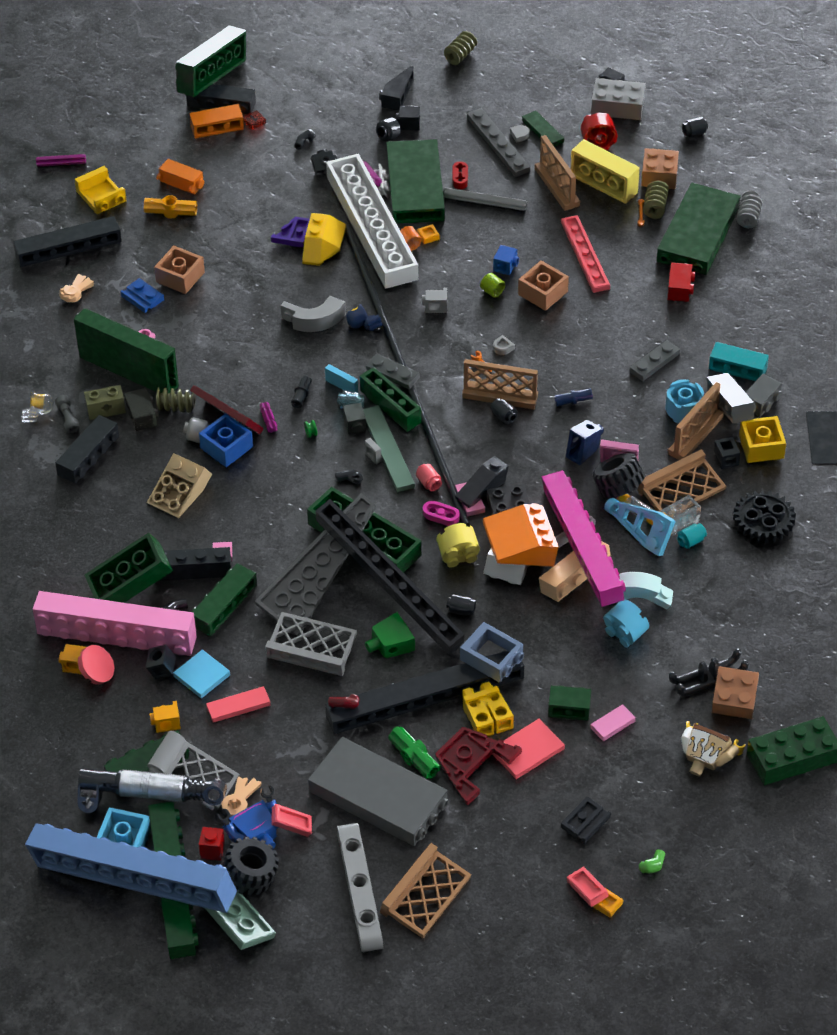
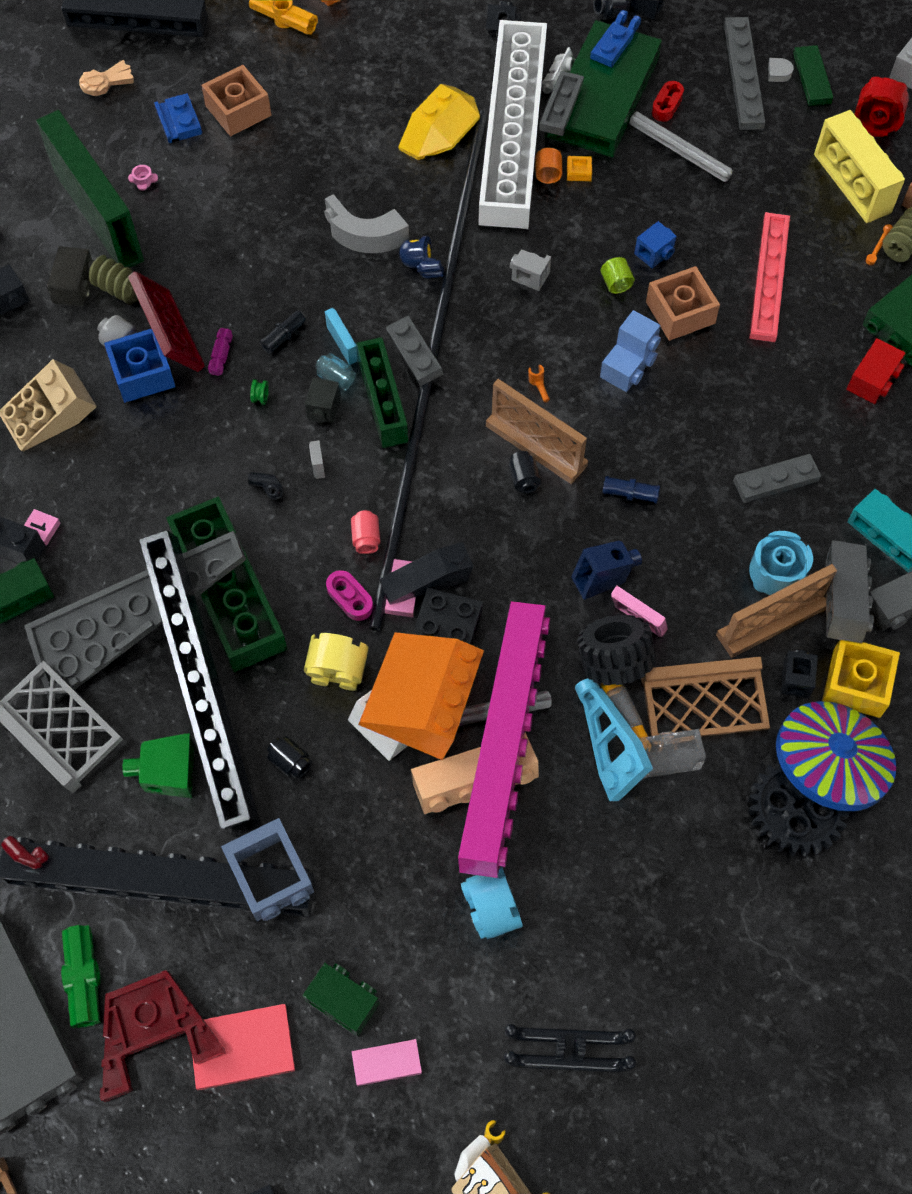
camera: 25 degrees right, 15 degrees up
(104, 402) = (31, 247): olive brick -> none
(292, 233) = (405, 100): dark purple wing -> none
(376, 179) = (551, 56): magenta axle -> none
(390, 452) = (341, 464): sand green tile -> none
(398, 197) = (561, 103): none -> dark grey plate
(408, 149) = (615, 40): none -> blue hinge
(487, 710) = (218, 954): yellow hips -> none
(503, 346) = (582, 370): light grey tile -> none
(529, 322) = (633, 352): none -> medium blue brick
(557, 175) = (790, 150): medium nougat fence -> none
(647, 587) = (551, 852): light aqua arch -> none
(691, 535) = (673, 791): teal brick -> none
(735, 692) = (587, 1109): nougat brick -> none
(770, 482) = (835, 756): none -> dish

